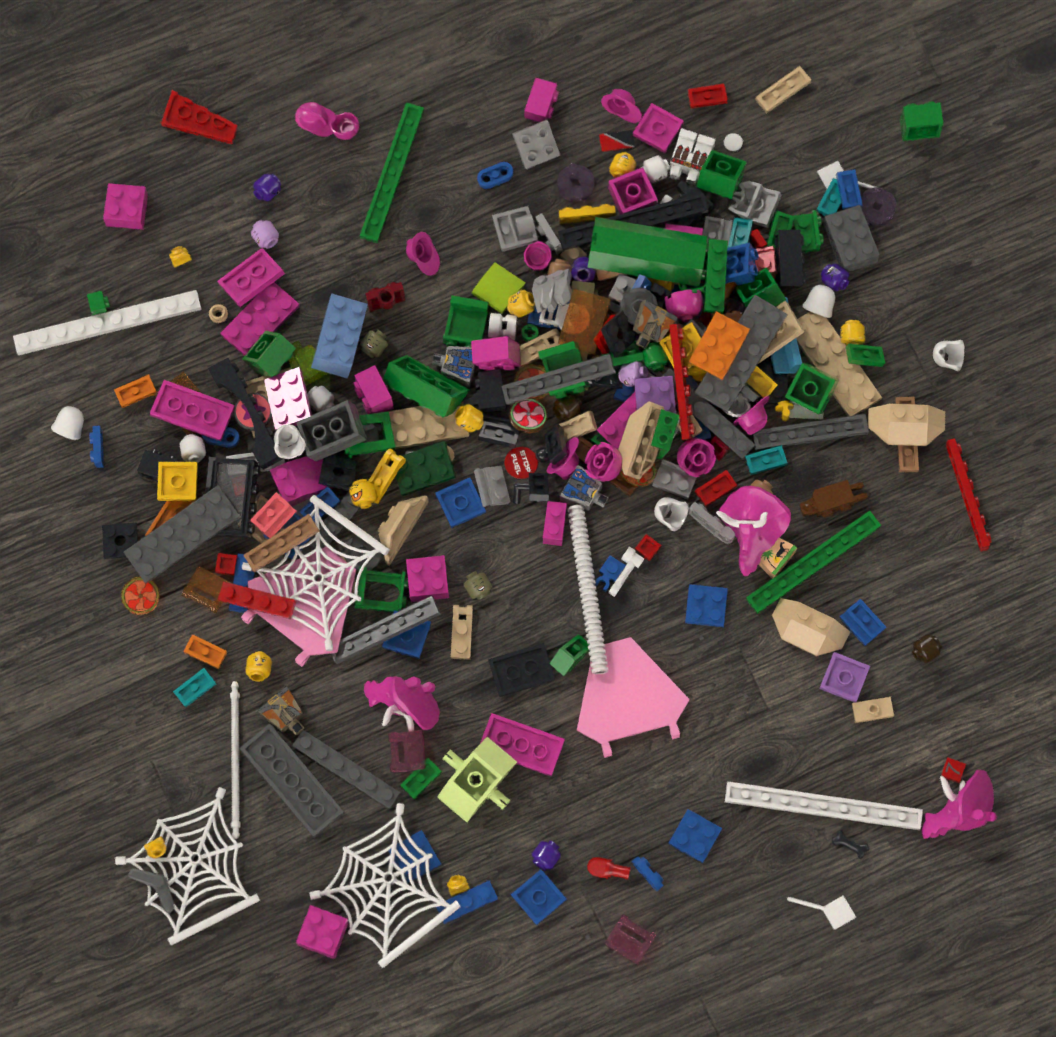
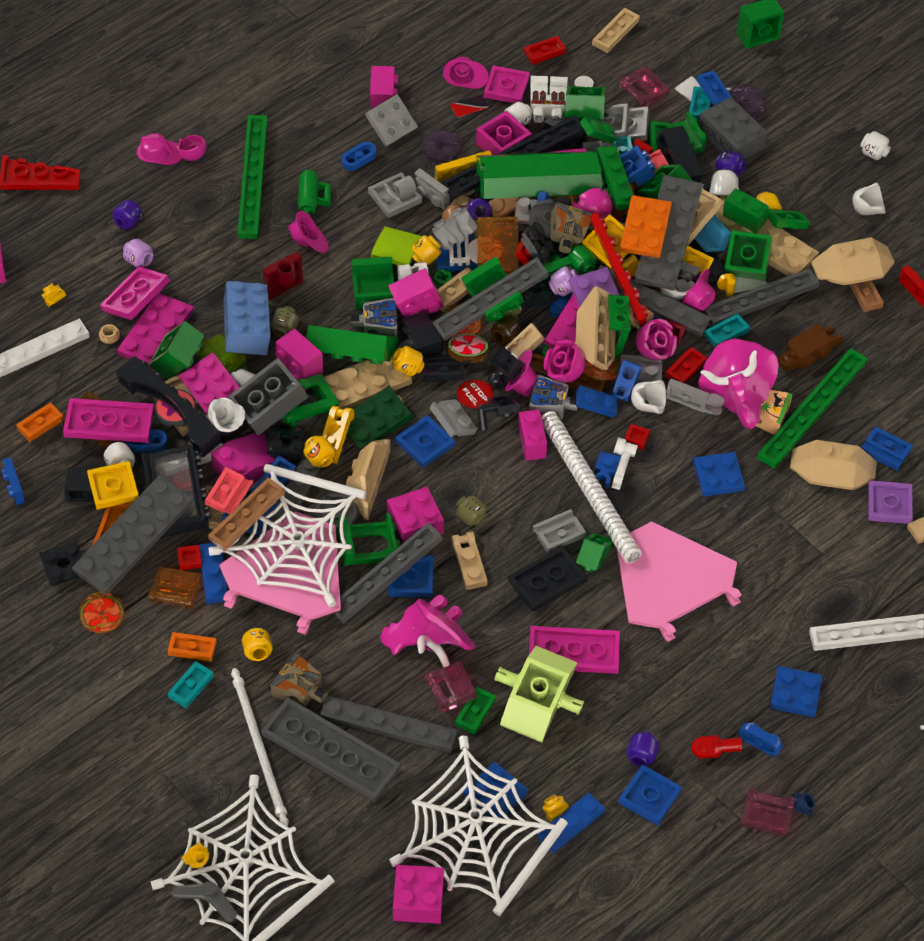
camera: 20 degrees left, 20 degrees down
(257, 600) = (235, 577): red plate -> none
(436, 206) = (308, 192): none -> green piece
(538, 256) = (427, 210): dark pink hair -> none
(547, 626) = (559, 531): none -> light grey plate
(622, 164) = (482, 116): yellow head -> none
(622, 504) = (596, 401): none -> blue plate
(657, 489) = (627, 379): none -> blue leg
(662, 941) = (804, 803): none -> dark blue plate
(721, 212) = (598, 129): none -> green plate
(792, 161) = (648, 83): none -> clear pink plate
(826, 339) = (745, 210): none -> green brick
(979, 292) = (875, 145): none -> white head

